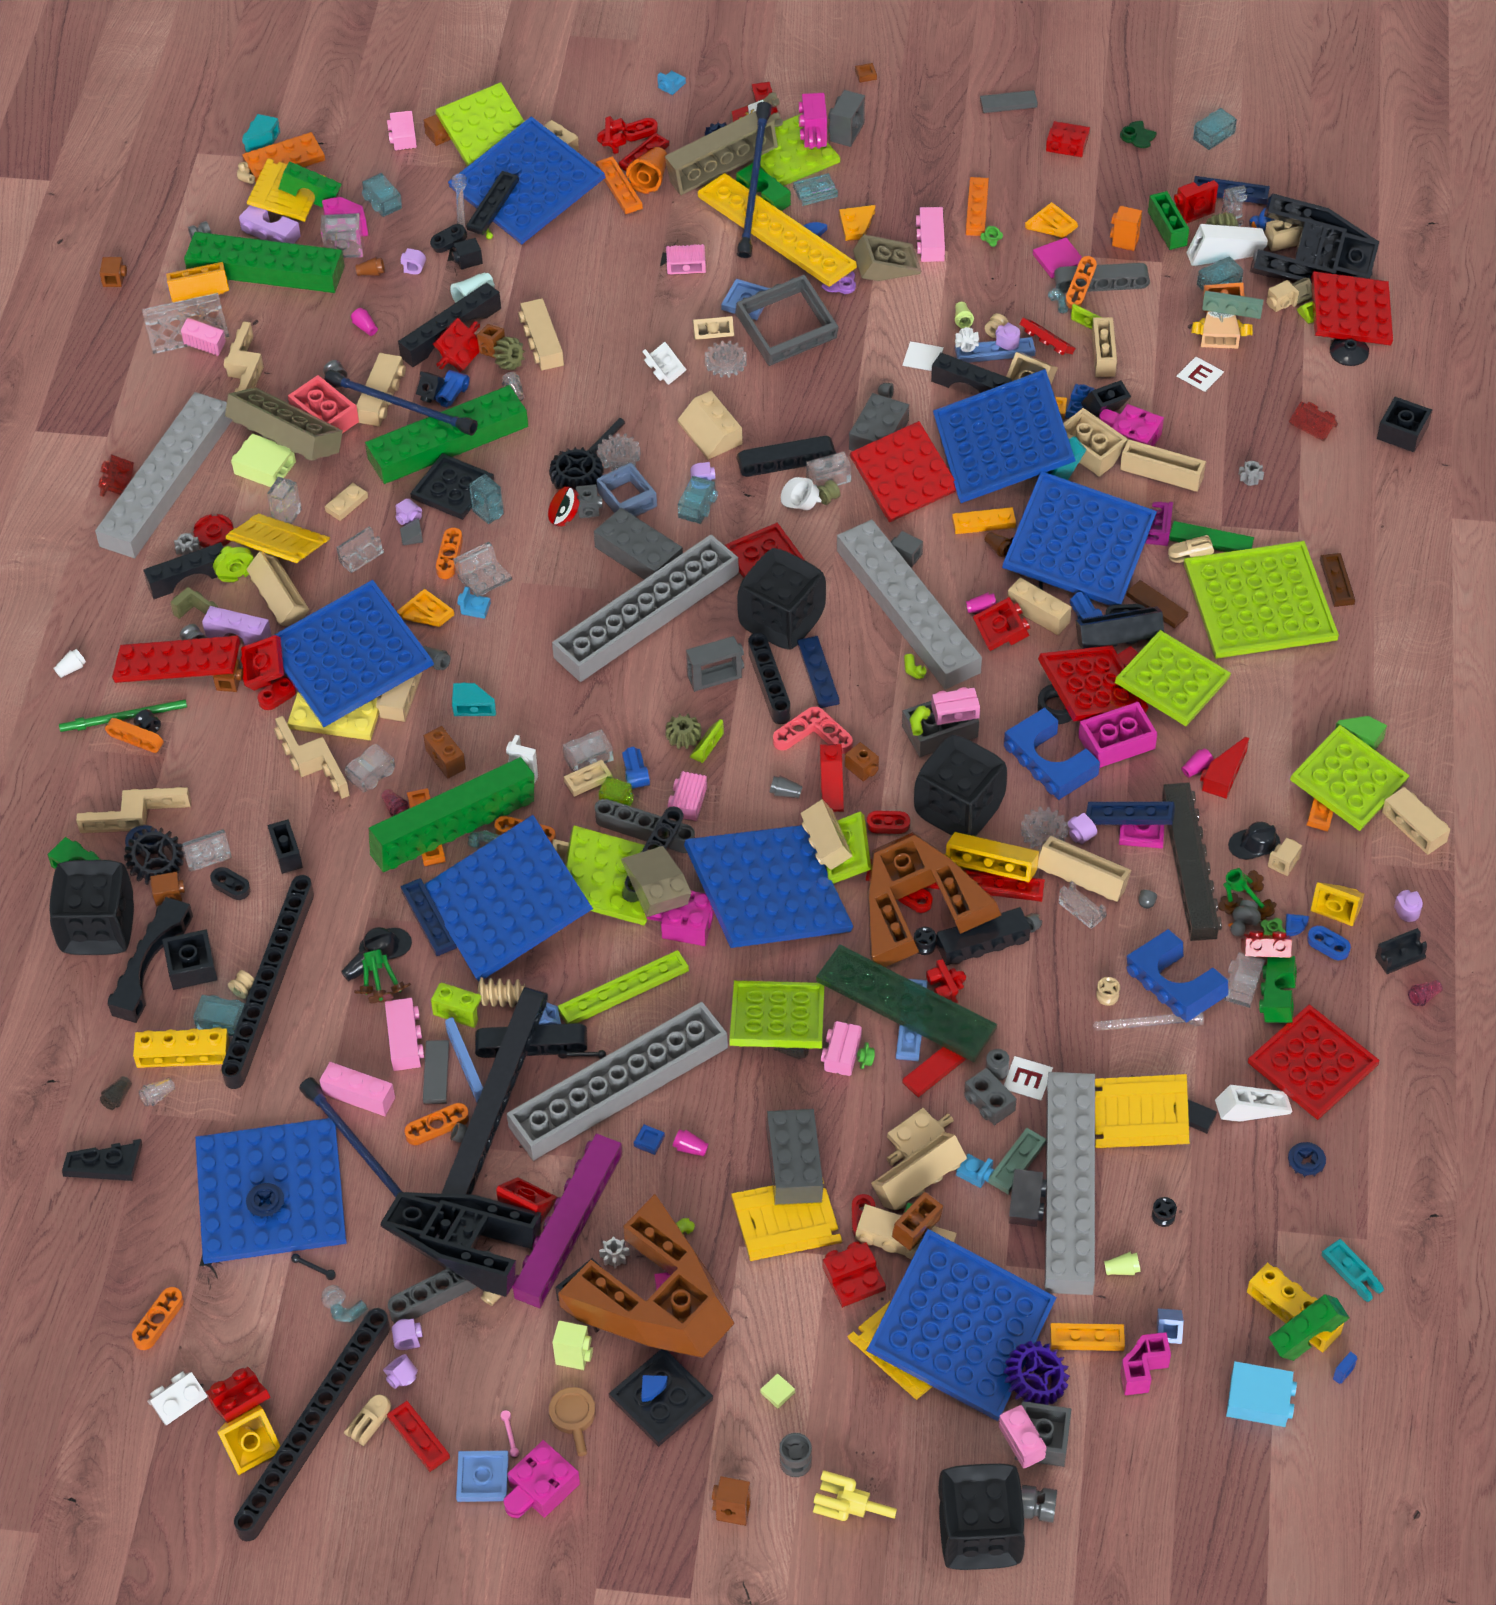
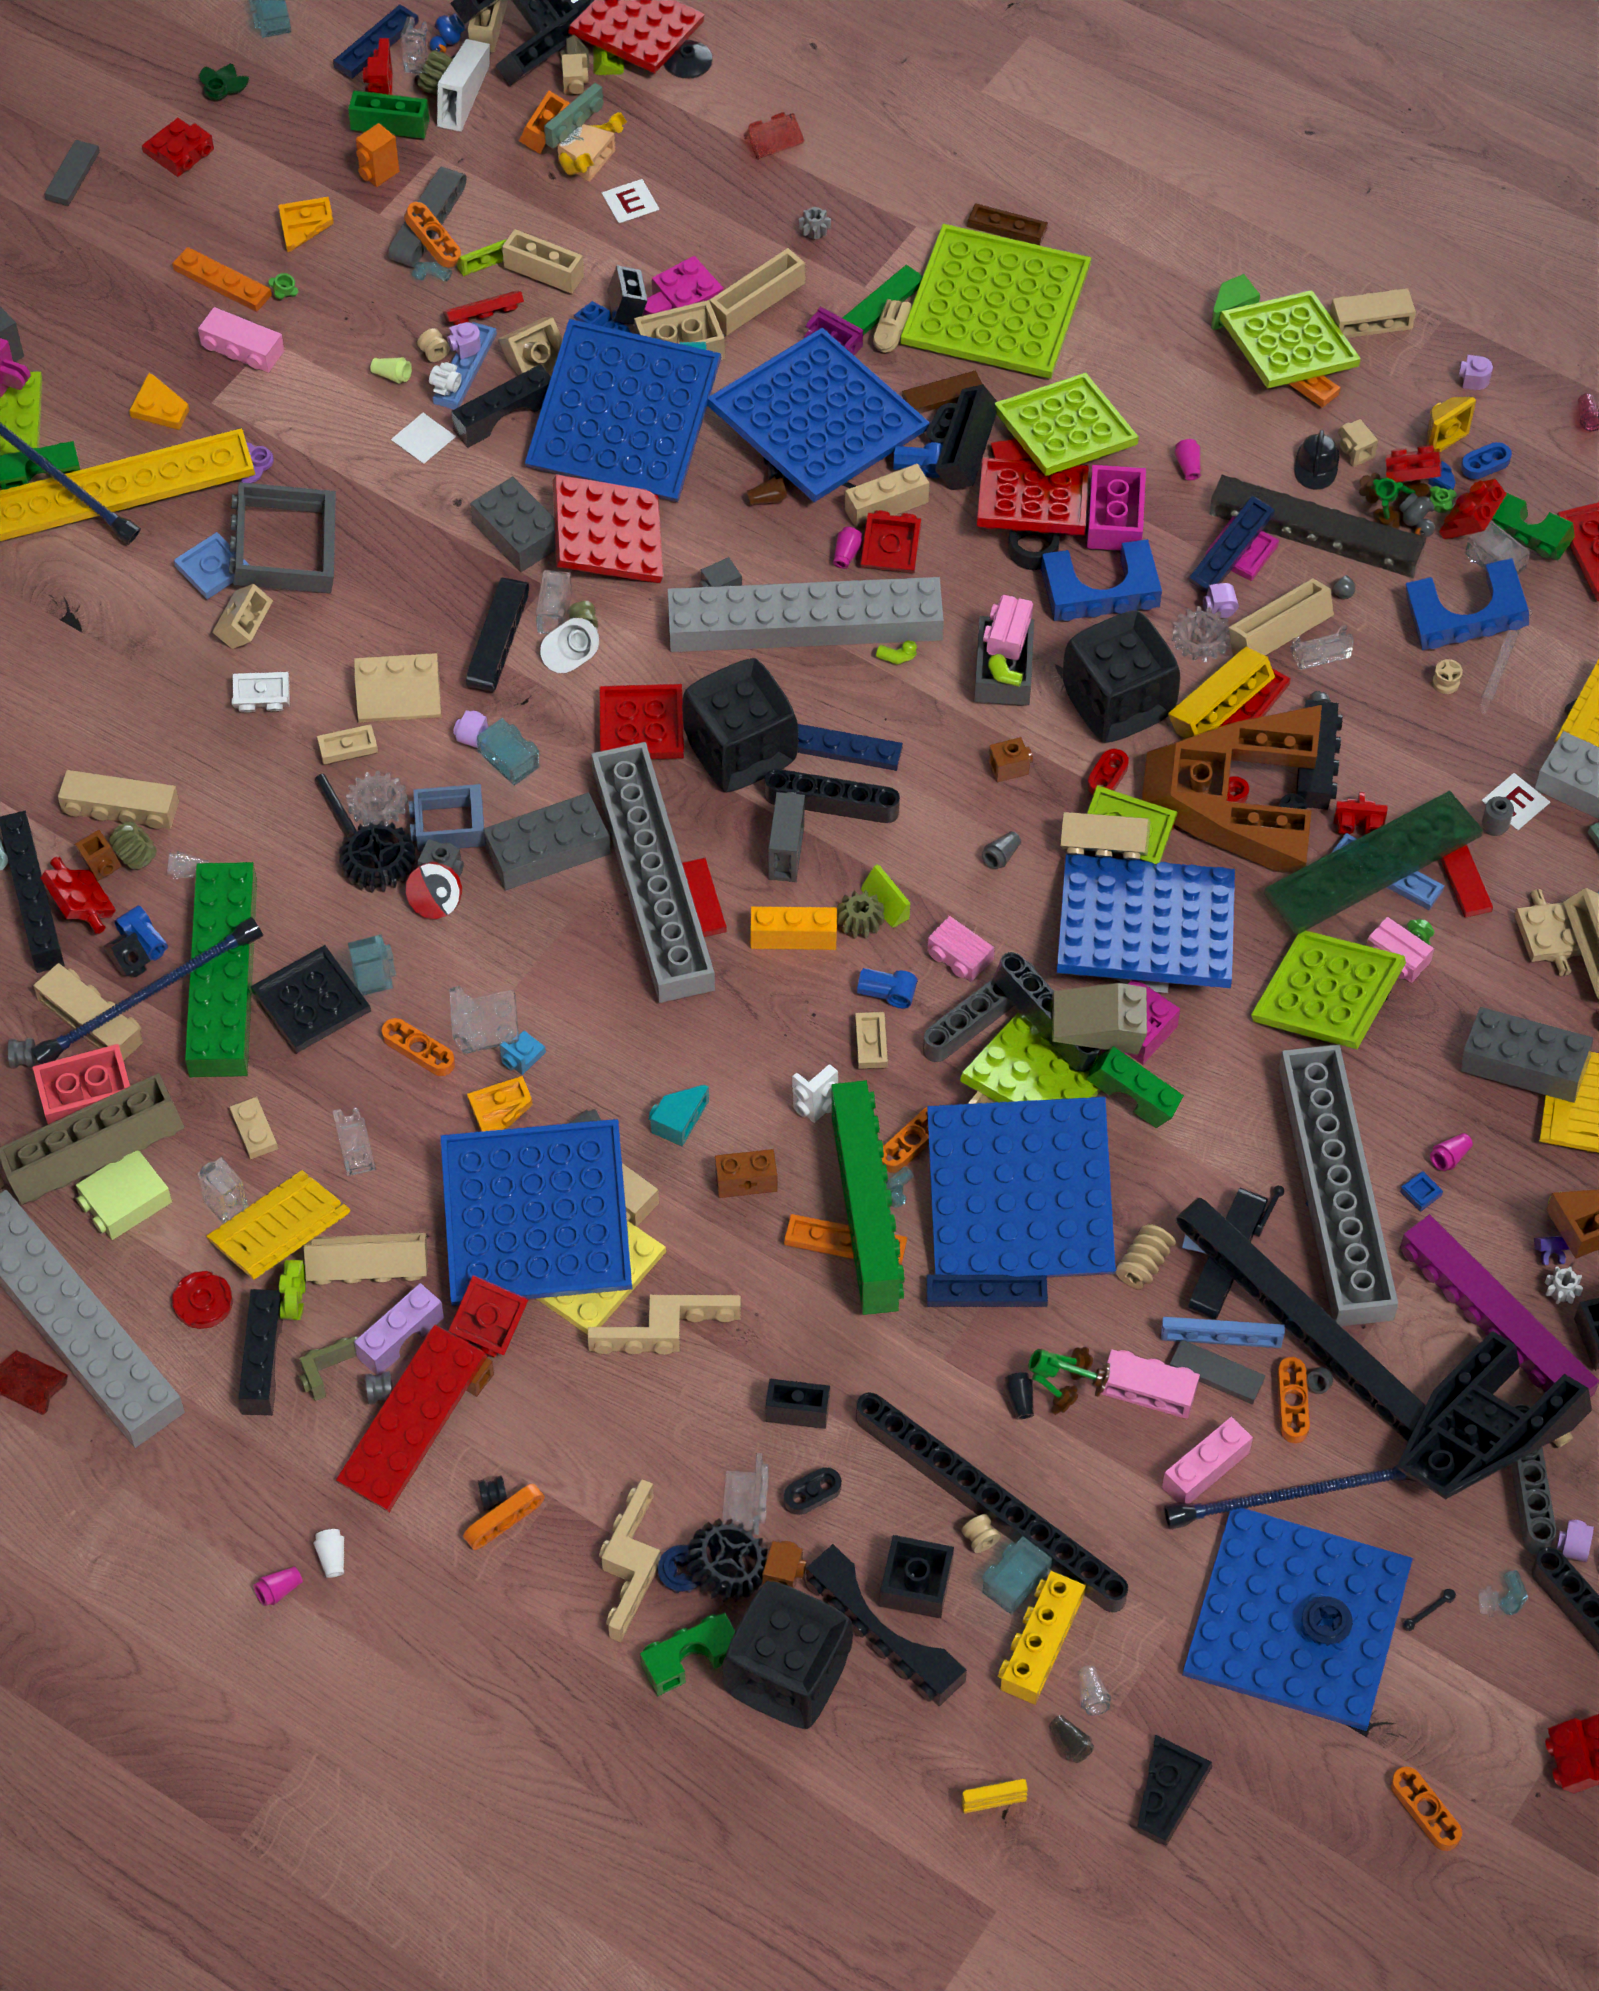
camera: 65 degrees left, 5 degrees up
(33, 647) = (277, 1585): none -> dark pink cone
(55, 1066) = (994, 1795): none -> yellow tile
(81, 723) = (442, 1573): green bar -> none
(177, 1397) = (1548, 1825): white bracket -> none
(186, 544) = (214, 1337): light grey gear -> none
(279, 693) = (530, 1325): red plate -> none
(370, 768) = (721, 1265): clear brick -> none
(391, 942) = (996, 1355): black piece -> none
(394, 803) = (792, 1259): clear pink cone -> none
(407, 512) = (325, 1064): lavender plate -> none
(411, 533) = (358, 1073): dark grey slope -> none
(456, 1003) = (1141, 1307): lime bracket -> none
(526, 1195) = (1447, 1345): red slope -> none
(588, 750) = (834, 1023): clear brick -> none
(616, 791) = (917, 1018): clear neon green brick -> none
(623, 988) = (1202, 1127): lime plate -> none
(625, 930) = (1119, 1073): none -> green arch
(648, 646) = (704, 897): none -> red tile
(648, 699) = (794, 928): none -> light orange brick
(652, 421) = (347, 744): none -> tan plate
(686, 259) = (100, 597): bright pink brick -> none
(725, 359) = (298, 627): clear gear -> none
(815, 189) = (77, 418): clear light blue plate -> none
(815, 725) = (927, 781): coral beam -> none
(816, 227) = (141, 446): blue tile -> none
(832, 776) = (1014, 798): red slope -> none
(885, 258) = (248, 402): dark tan slope -> none
(886, 390) = (458, 494): dark grey hinge -> none
(984, 520) = (719, 492): light orange plate -> none
(994, 1093) = (1530, 837): dark grey brick -> none
(1056, 255) = (362, 242): dark pink tile -> none
(1221, 272) = (504, 112): clear light blue brick -> none
(1224, 769) = (1218, 444): red slope -> none
(1281, 893) = (1413, 465): none -> red plate
(1401, 951) = (1529, 407): black hinge -> none
(1404, 424) = (838, 60): black brick -> none

